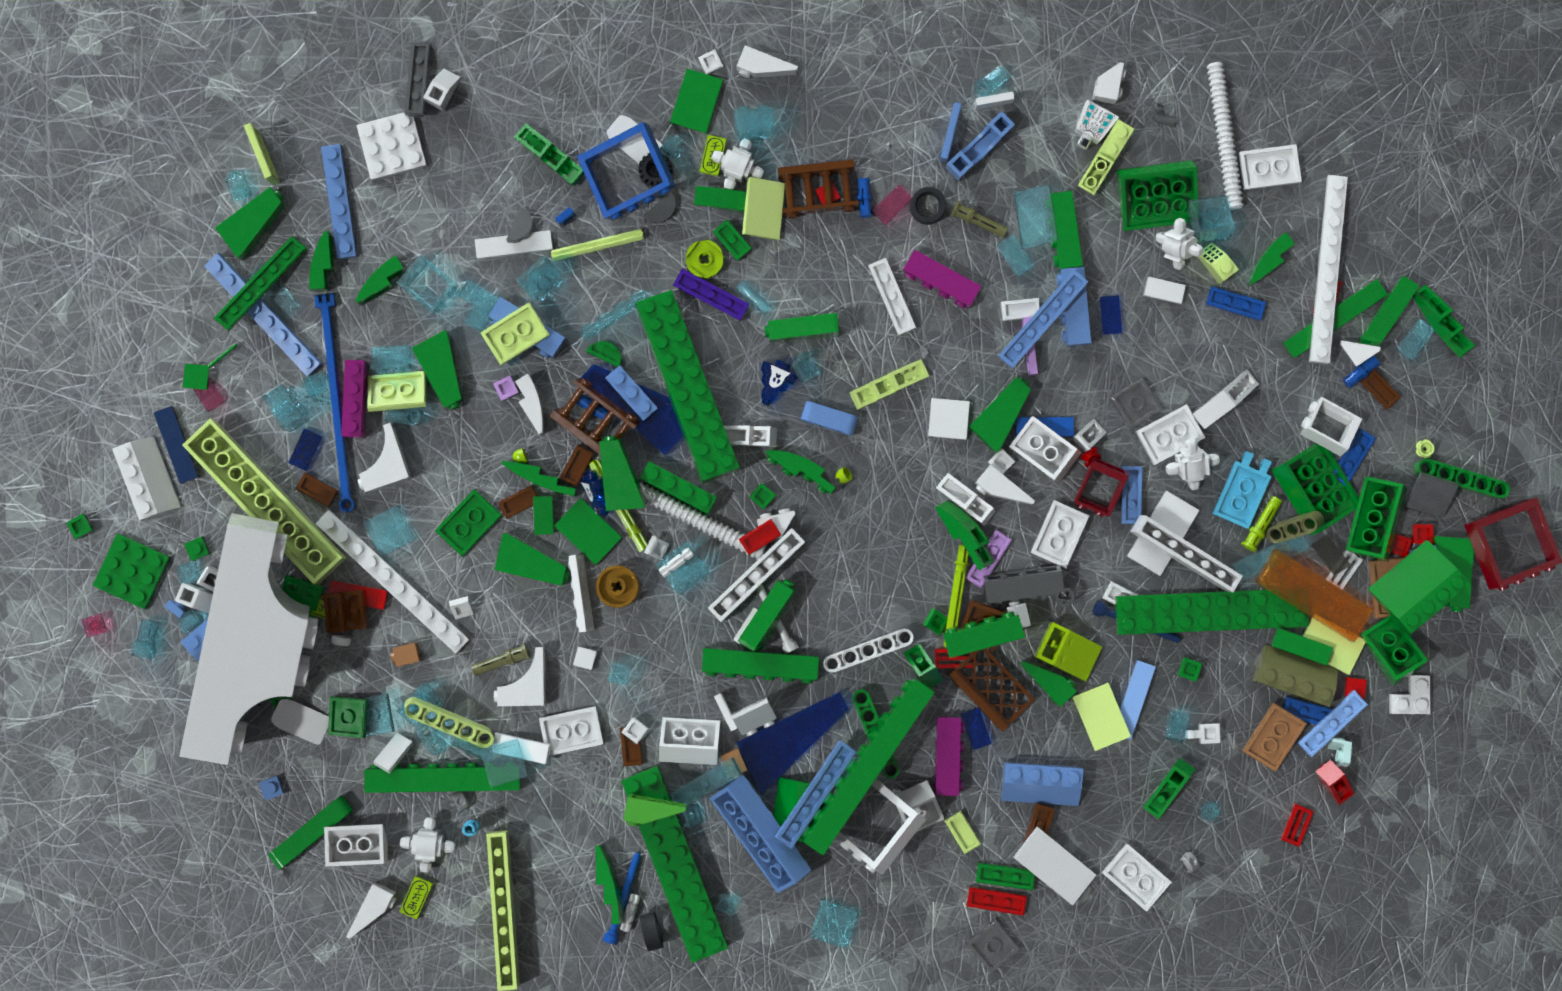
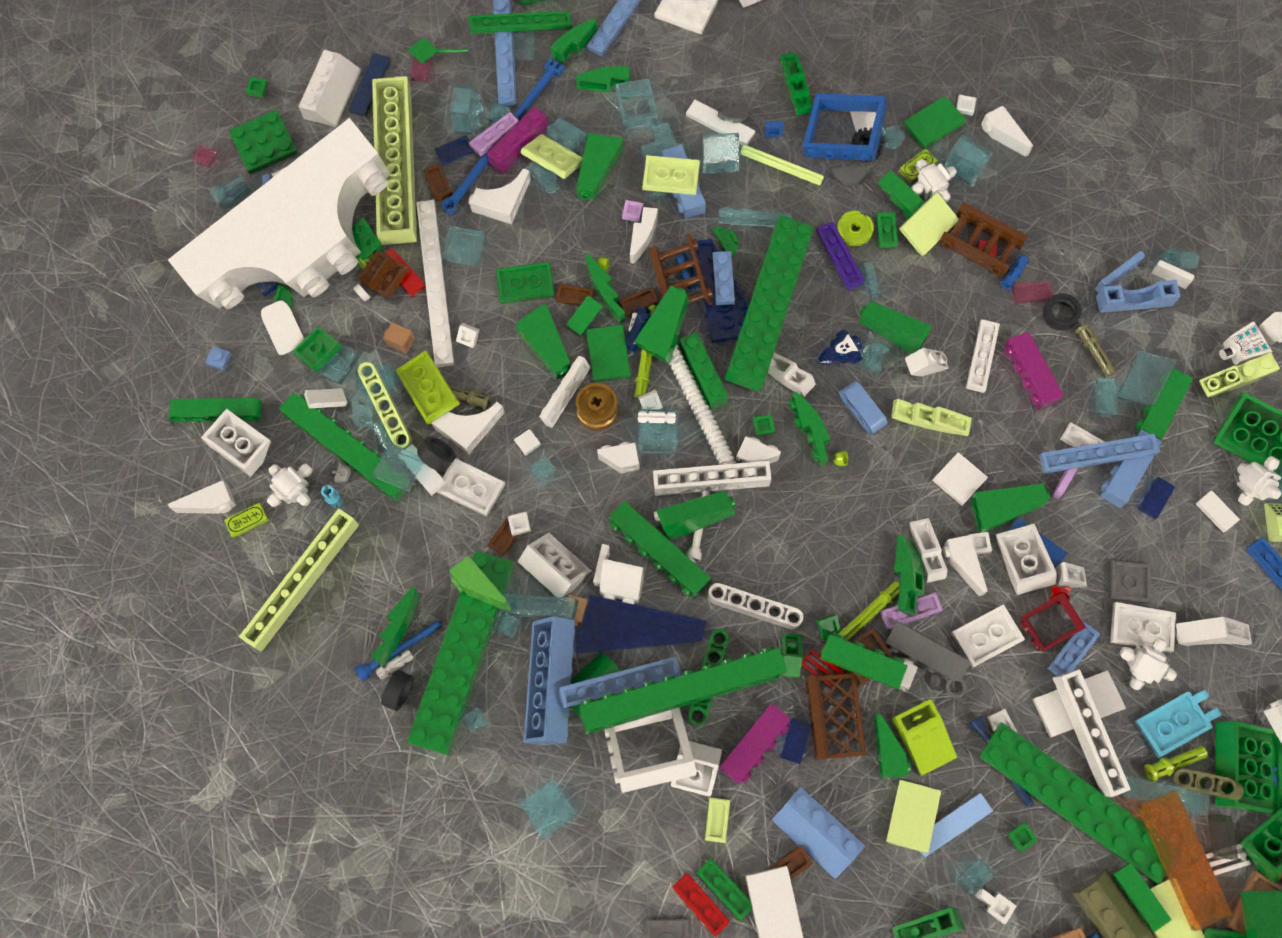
camera: 40 degrees right, 15 degrees down
(330, 409) = (493, 134): none -> lavender tile
(467, 678) = (427, 387): none -> lime tile
(523, 737) = (436, 454): none -> black tyre
(671, 613) = (621, 457): none -> white slope
(759, 537) = (738, 449): red tile -> none
(851, 338) = (926, 362): none -> white slope

